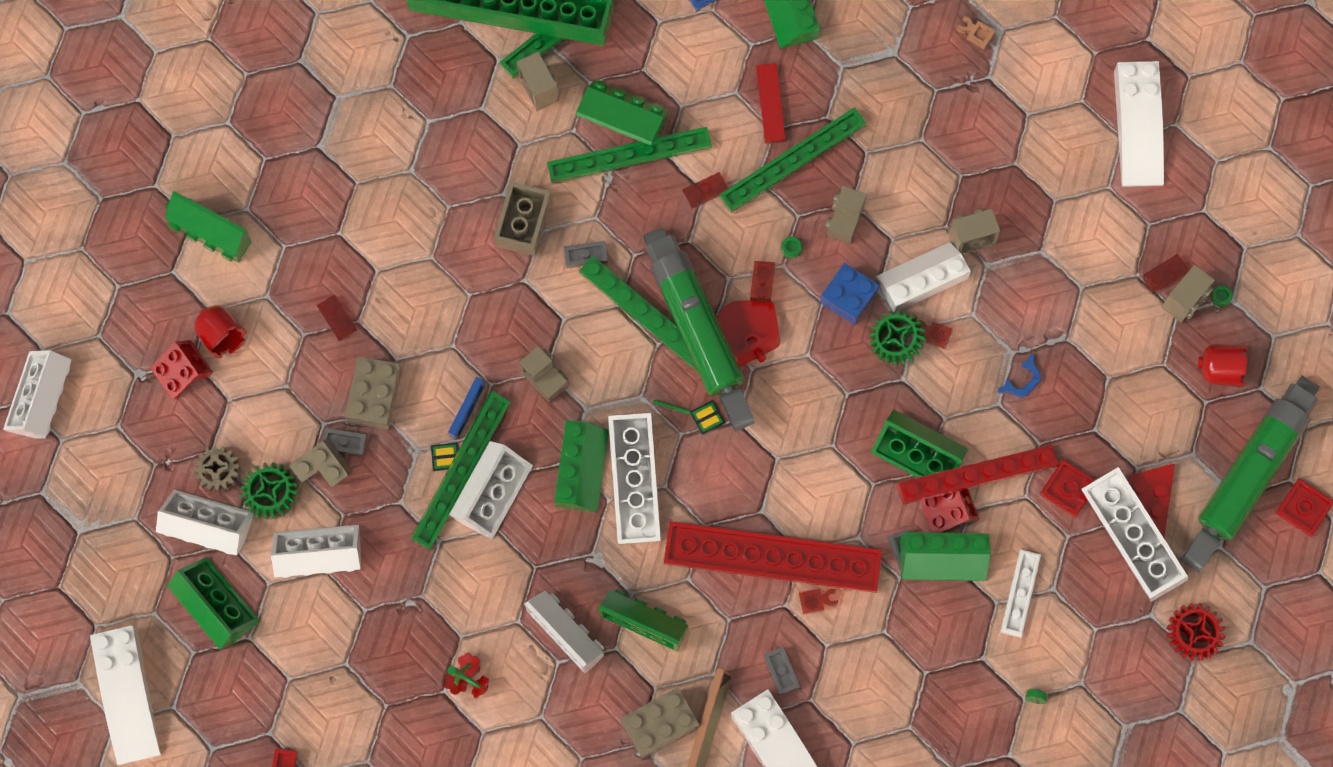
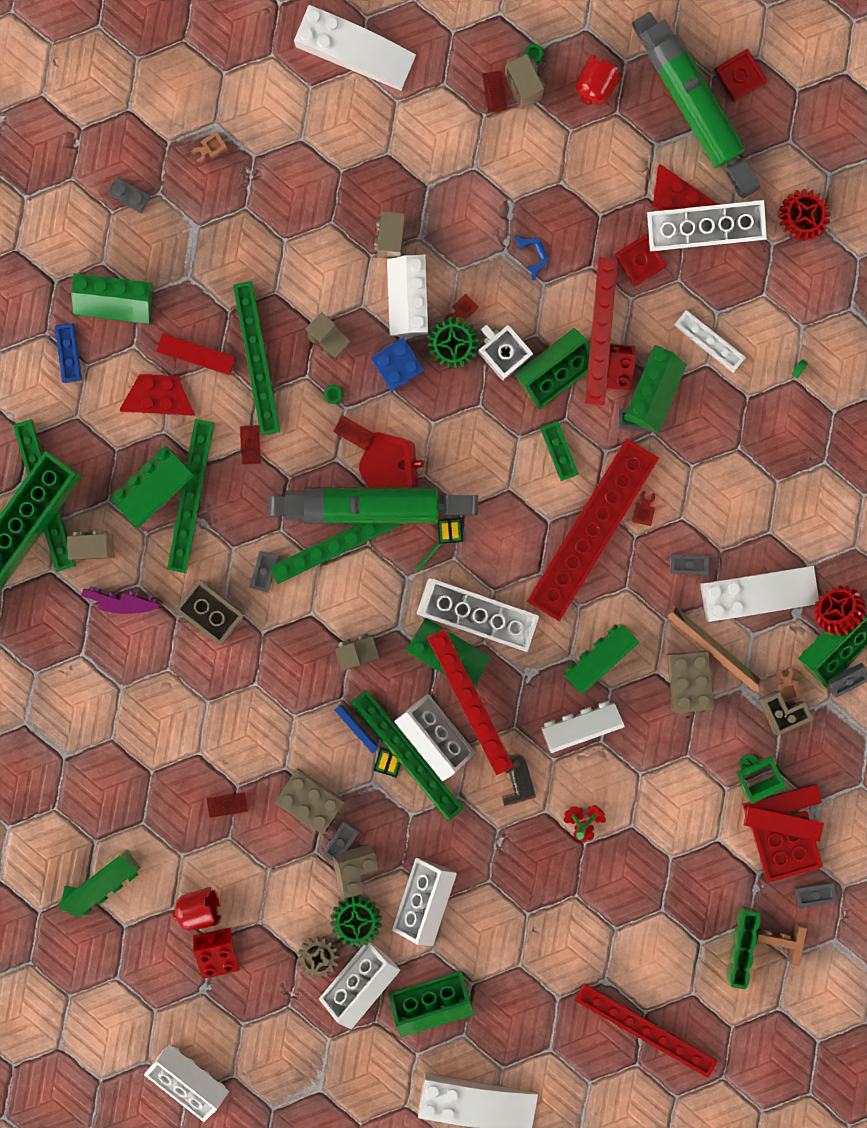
camera: 65 degrees left, 15 degrees up
(484, 593) = (521, 782): none -> clear smoke piece
(495, 136) = (128, 604): none -> magenta slope
(542, 504) = (470, 701): none -> red plate
(713, 85) = (157, 396): none -> red wing
(837, 489) = (559, 451): none -> green plate
(911, 378) = (493, 347): none -> white hinge

